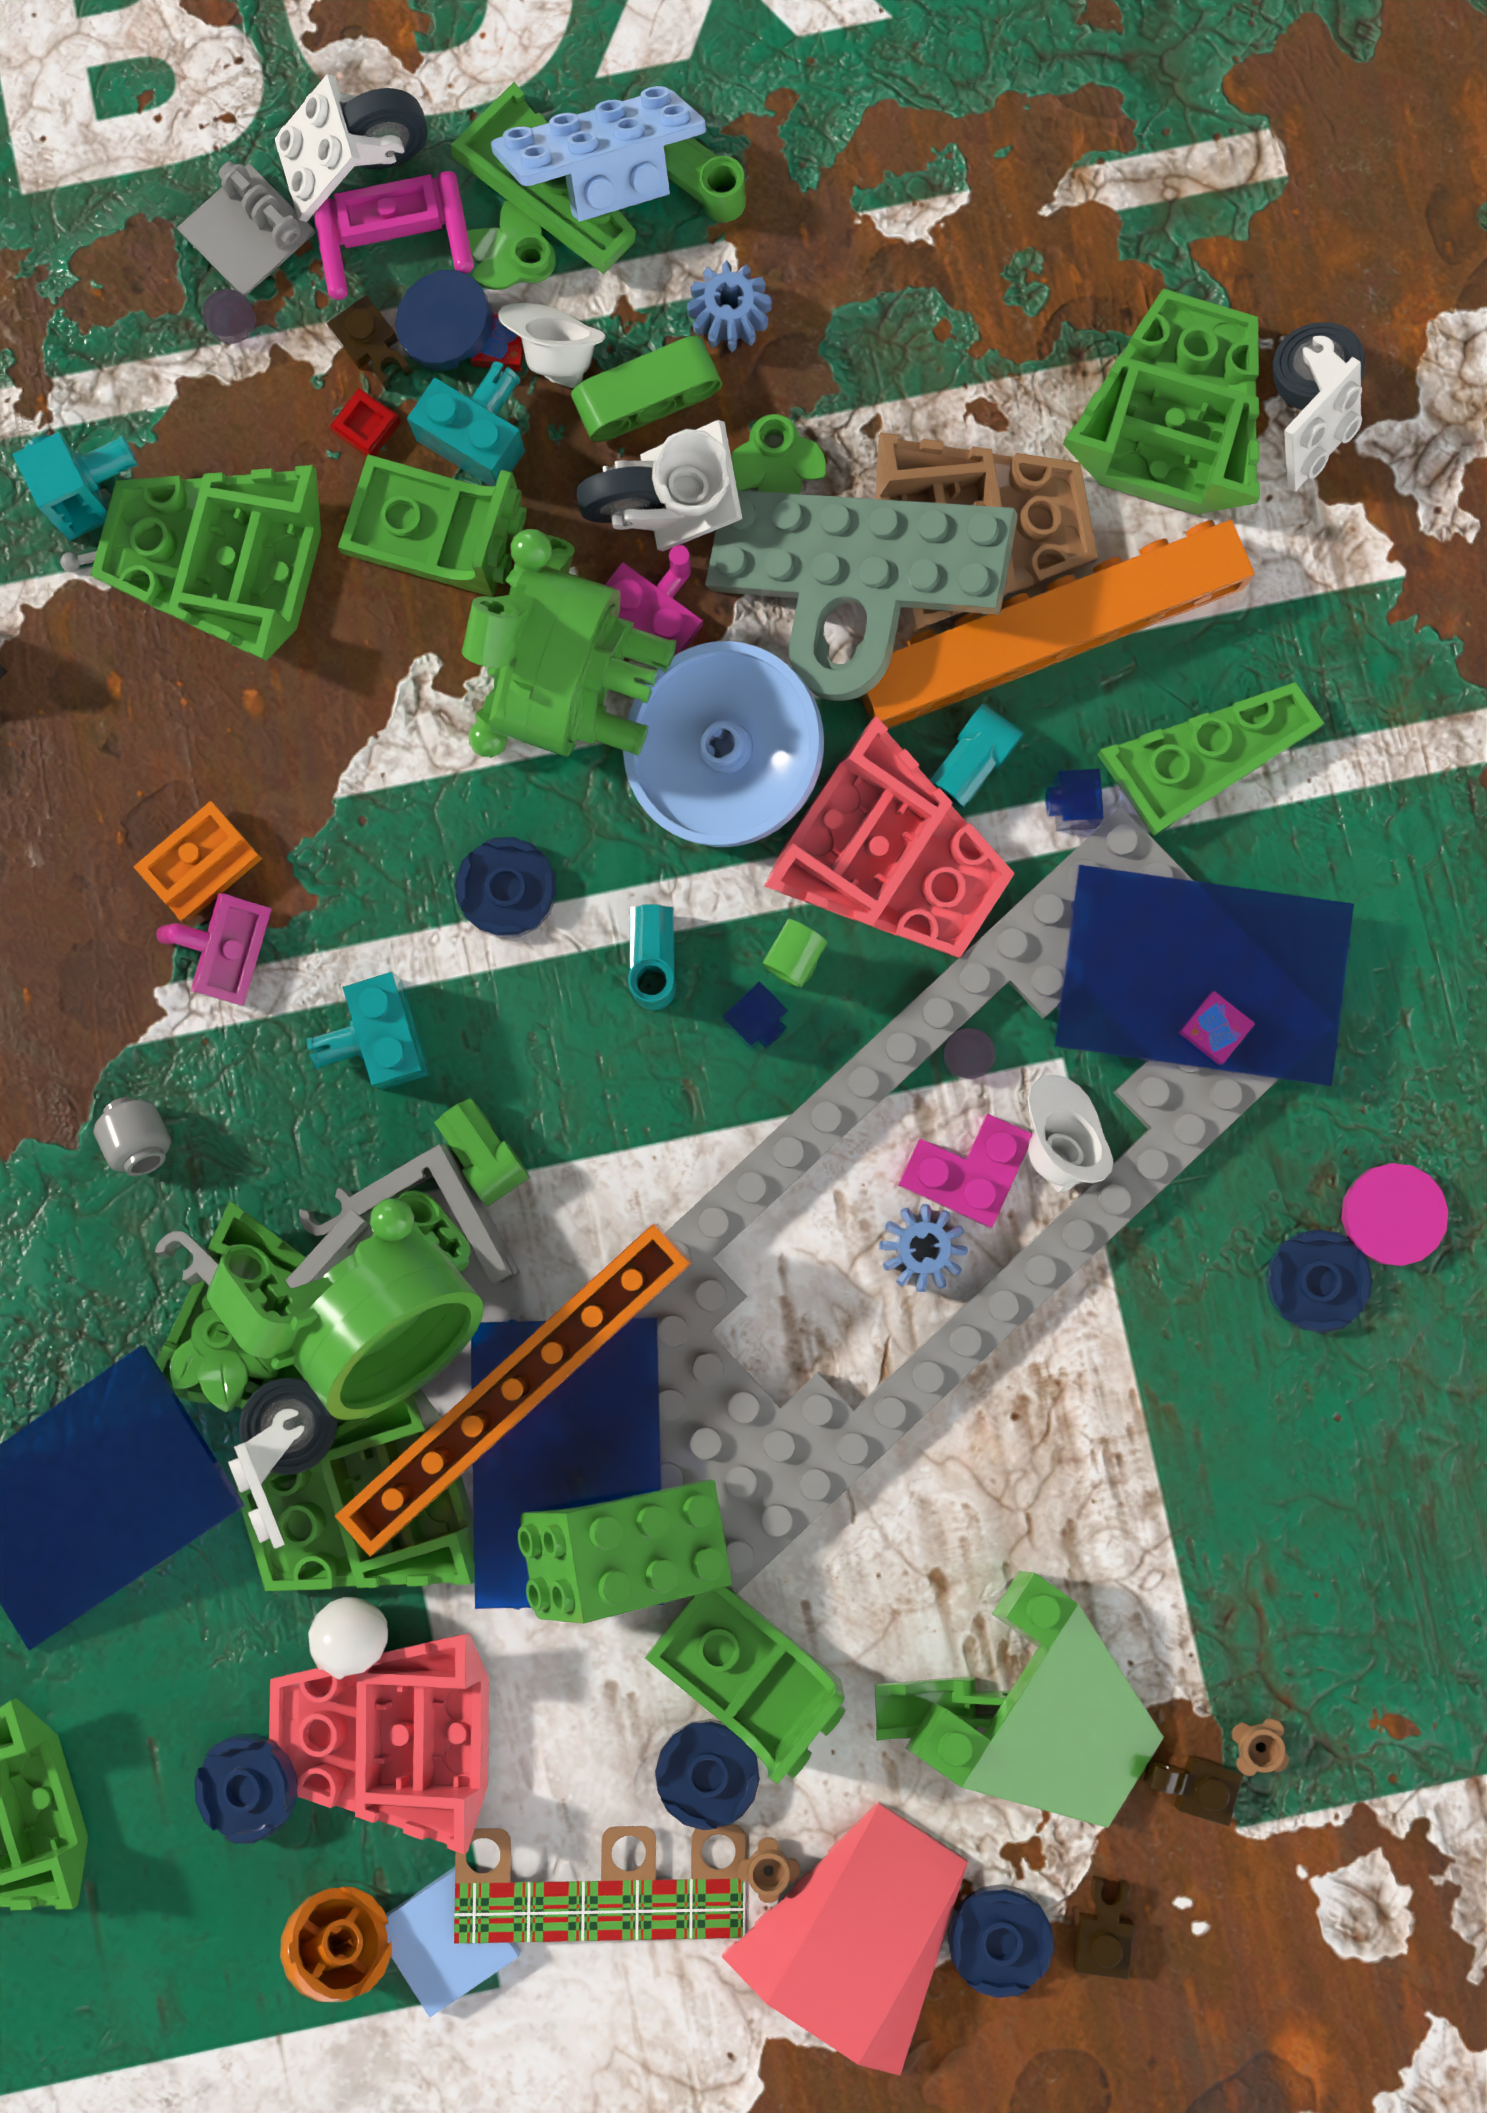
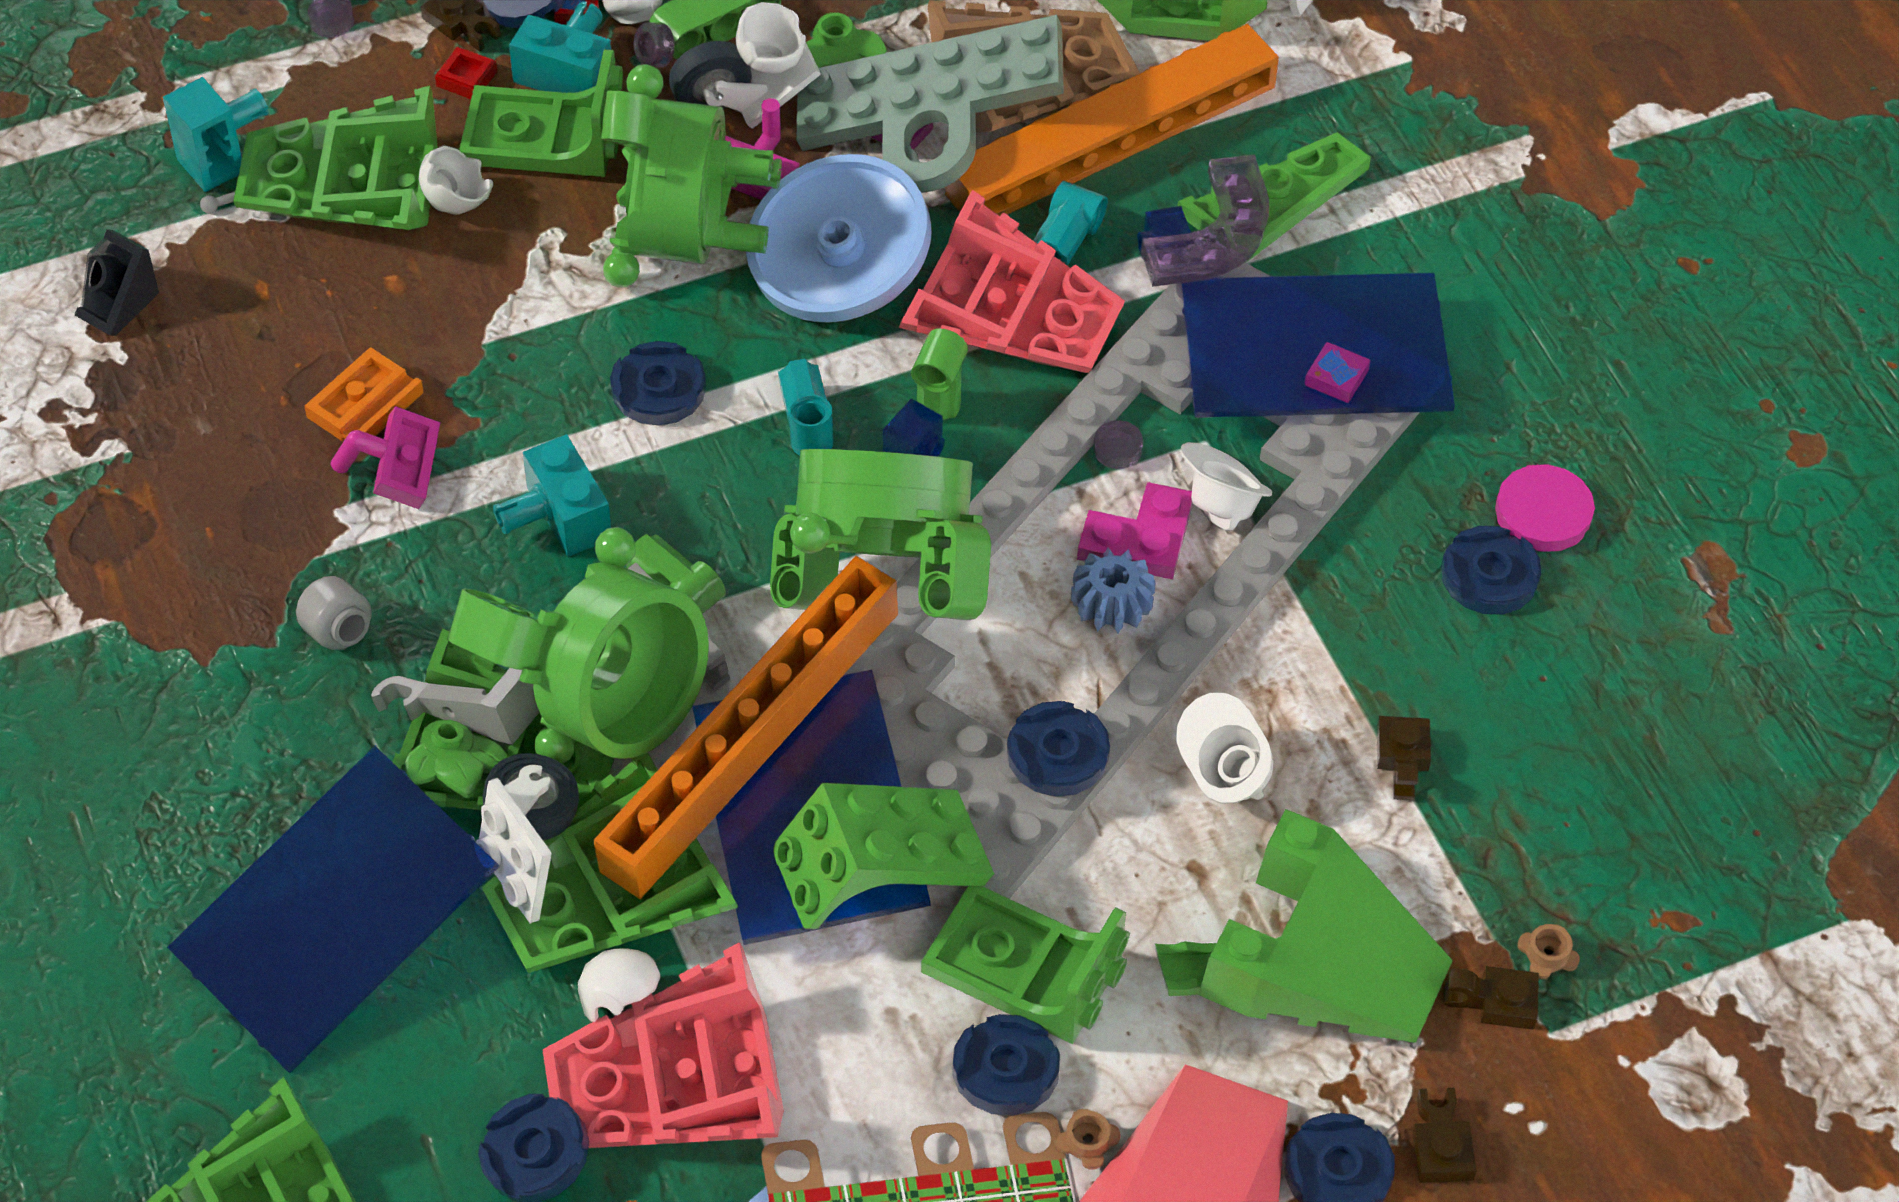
camera: 15 degrees left, 30 degrees down
(326, 588) = (453, 181): none -> white hair
(571, 425) = (654, 44): none -> clear purple tile
(697, 1176) = (885, 509): none -> bright green piece
(826, 1442) = (1058, 748): none -> dark blue tile
(992, 1478) = (1225, 748): none -> white piece
(1150, 820) = (1223, 243): none -> clear purple plate
(1177, 1484) = (1405, 749): none -> dark brown plate

